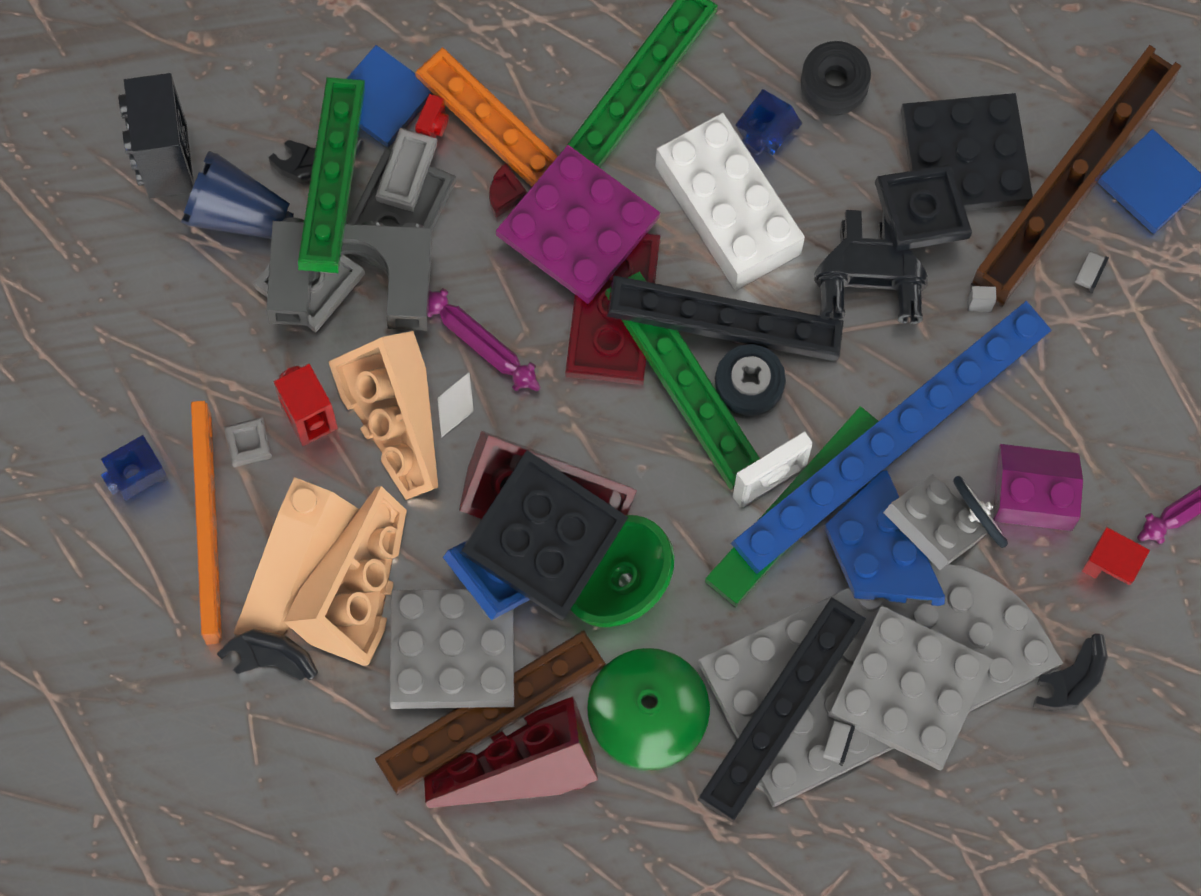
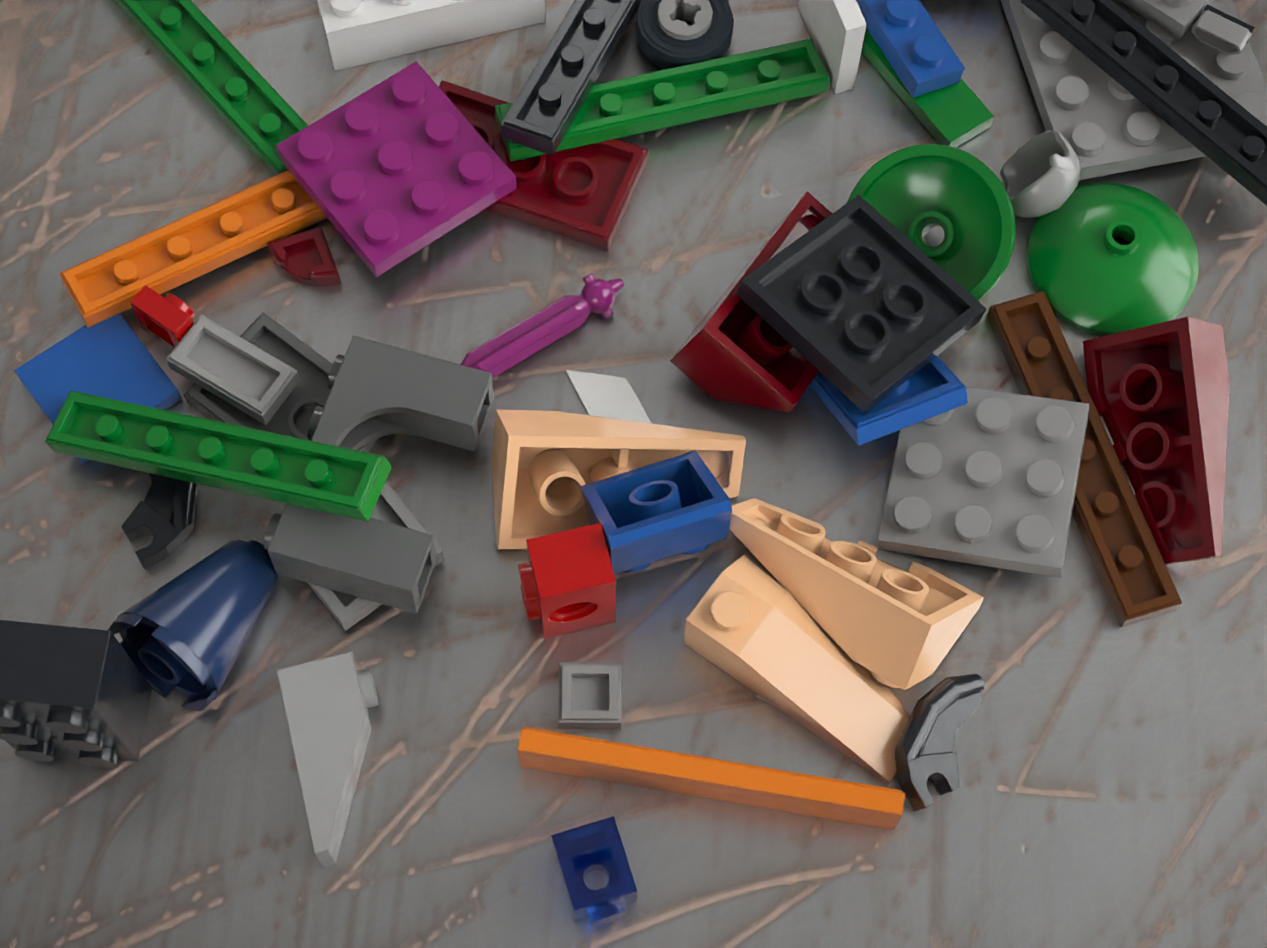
camera: 75 degrees left, 5 degrees down
(180, 297) = (329, 740): none -> light grey slope
(366, 442) = (658, 511): none -> blue slope
(687, 644) = (1041, 175): none -> light grey hair

